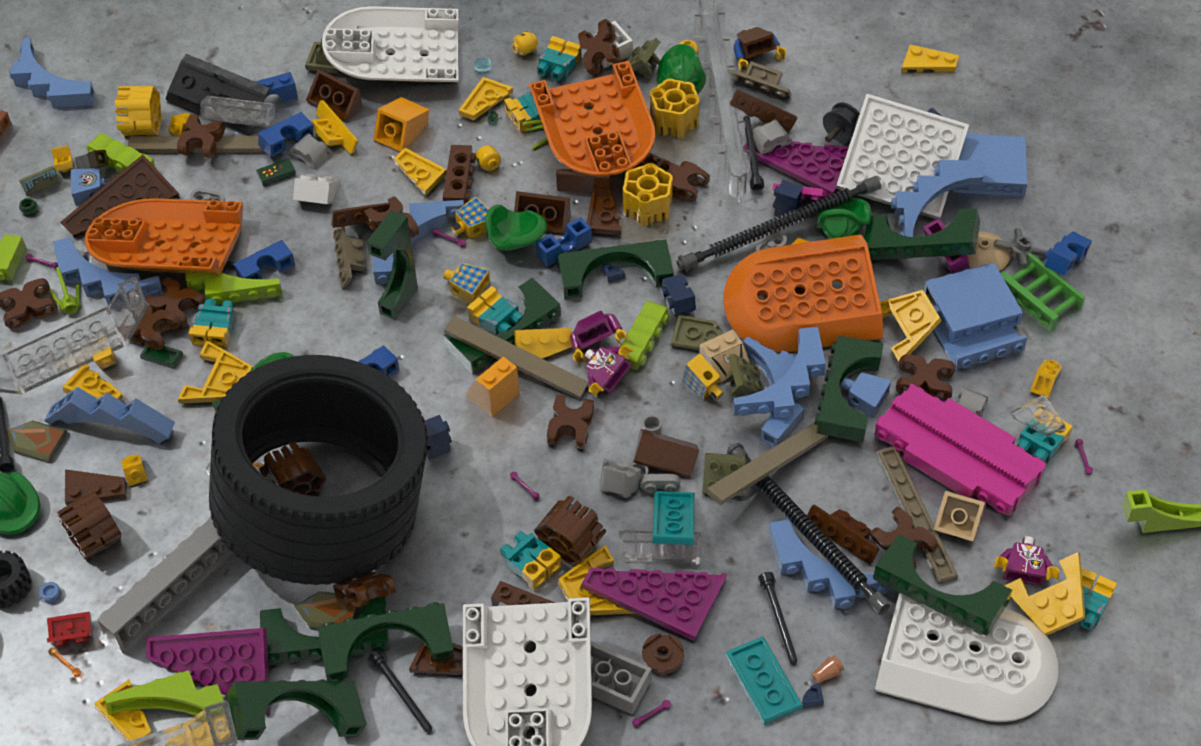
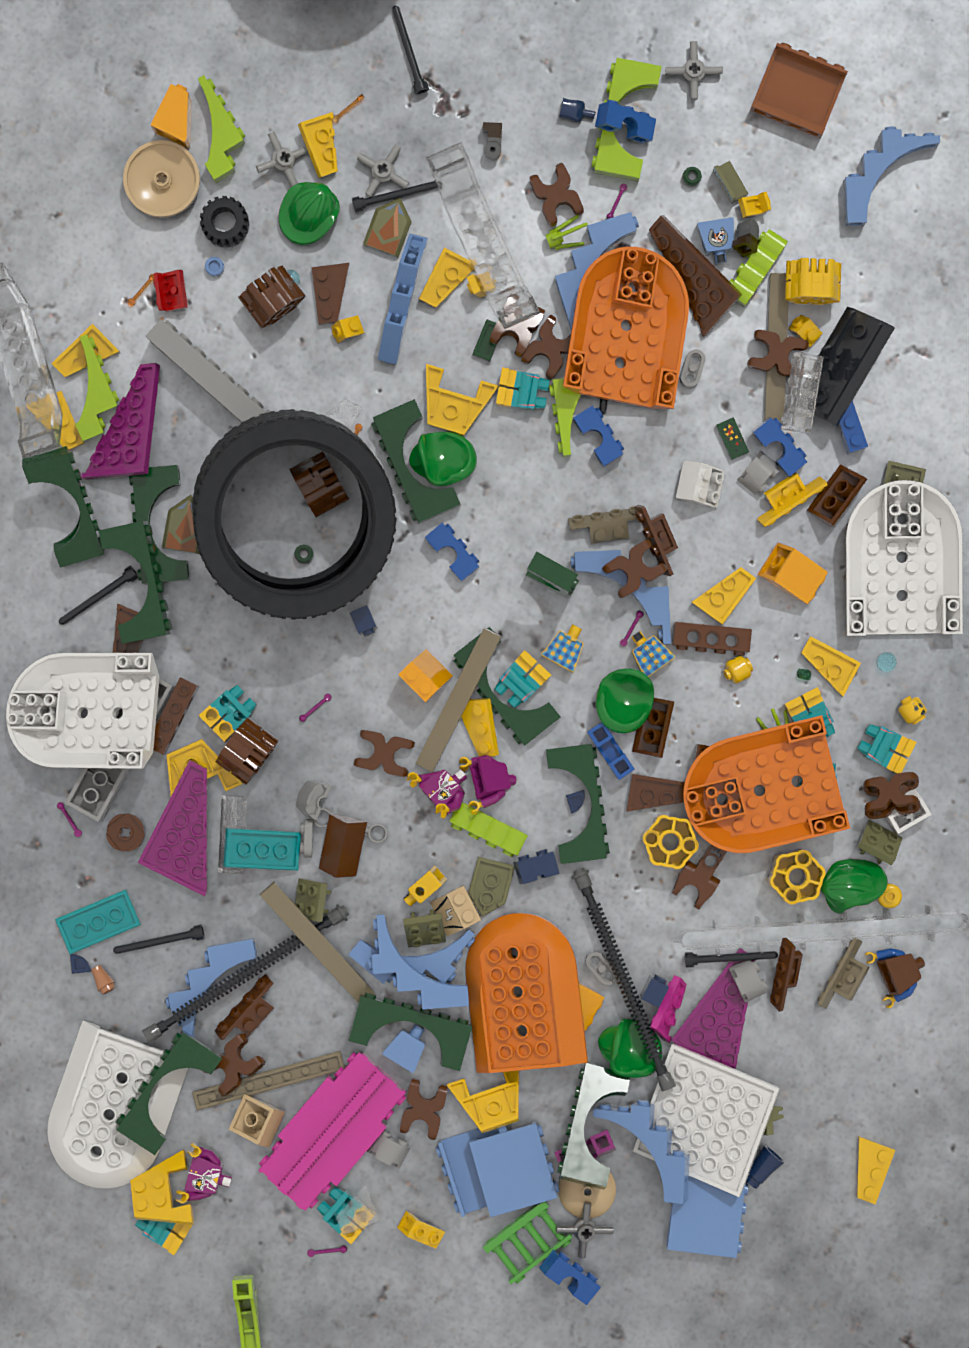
camera: 90 degrees right, 35 degrees up
(364, 589) = (189, 560): reddish brown piece -> none
(840, 122) = (764, 1060): black wheel -> none

